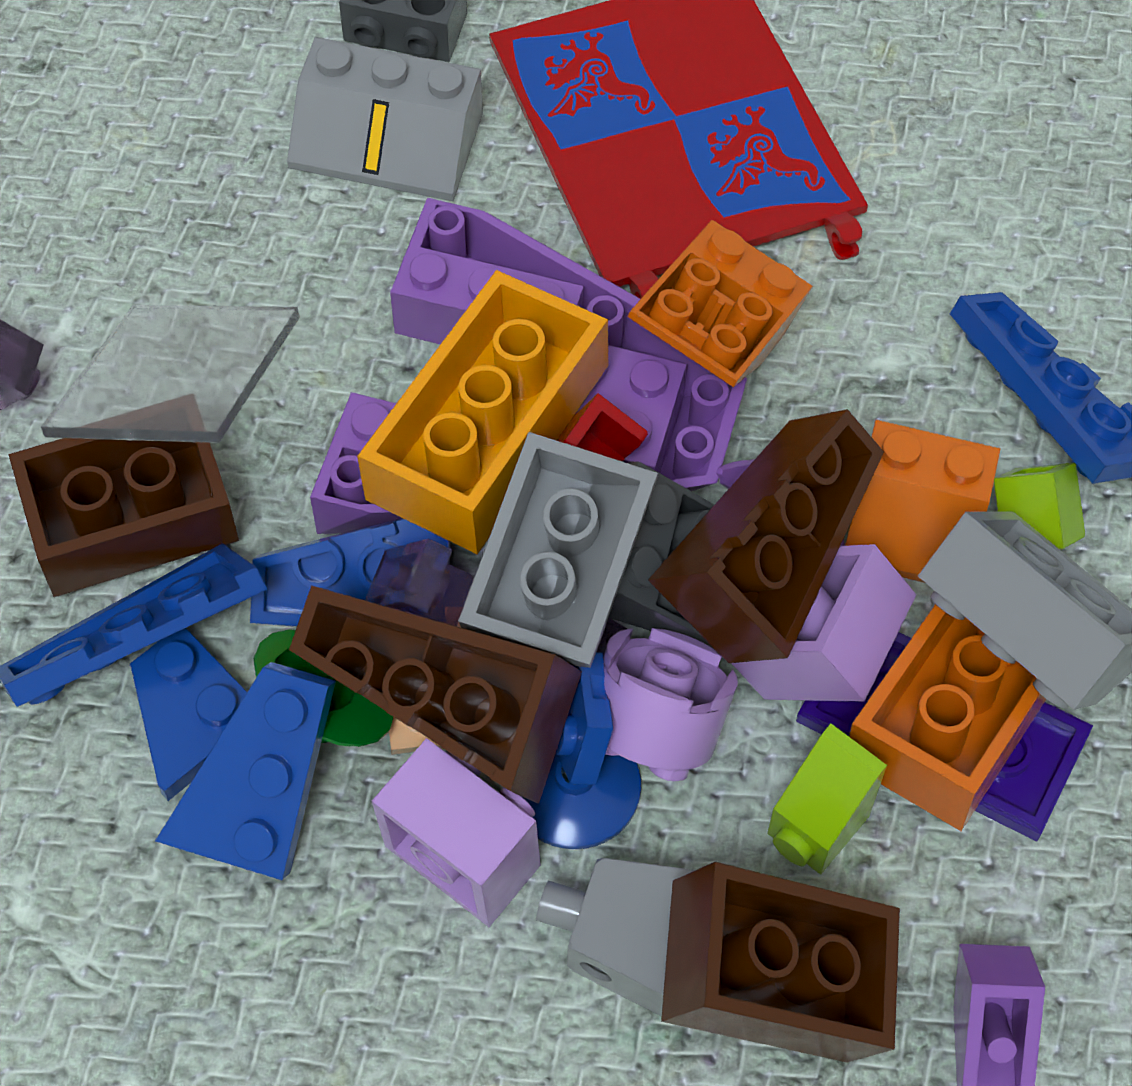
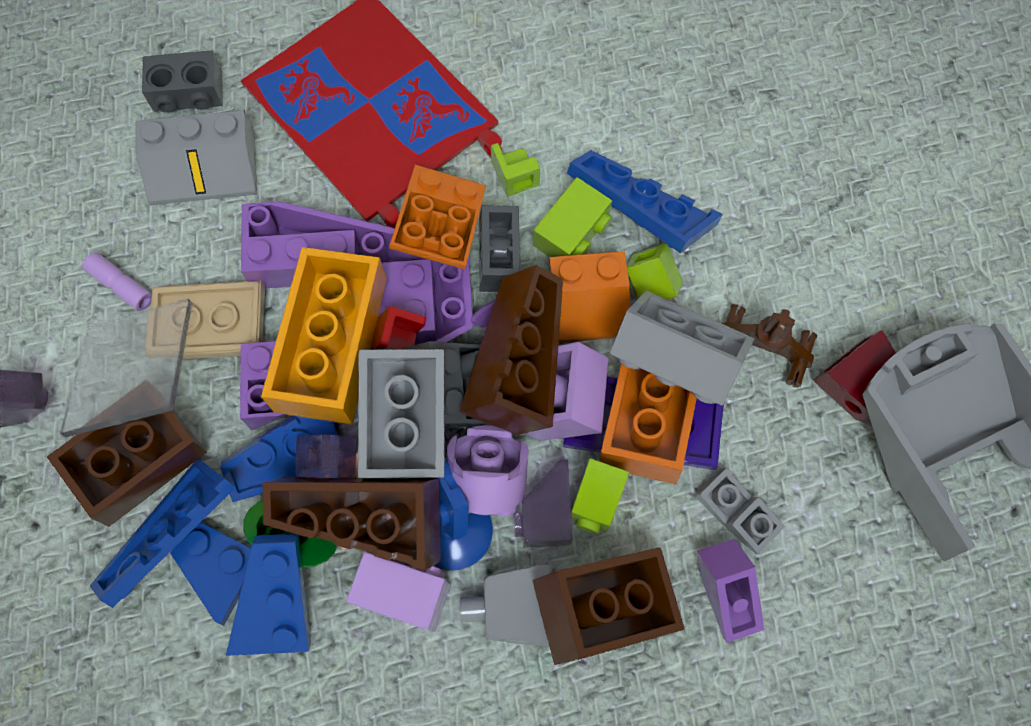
camera: 20 degrees left, 10 degrees up
(197, 252) = (114, 279): none -> lavender piece
(330, 352) = (220, 316): none -> tan tile
(733, 801) = (547, 511): none -> clear purple slope
(801, 375) = (498, 245): none -> dark grey brick
(868, 287) = (515, 170): none -> lime panel
(935, 383) = (573, 221): none -> lime brick
(1052, 915) = (739, 512): none -> light grey slope

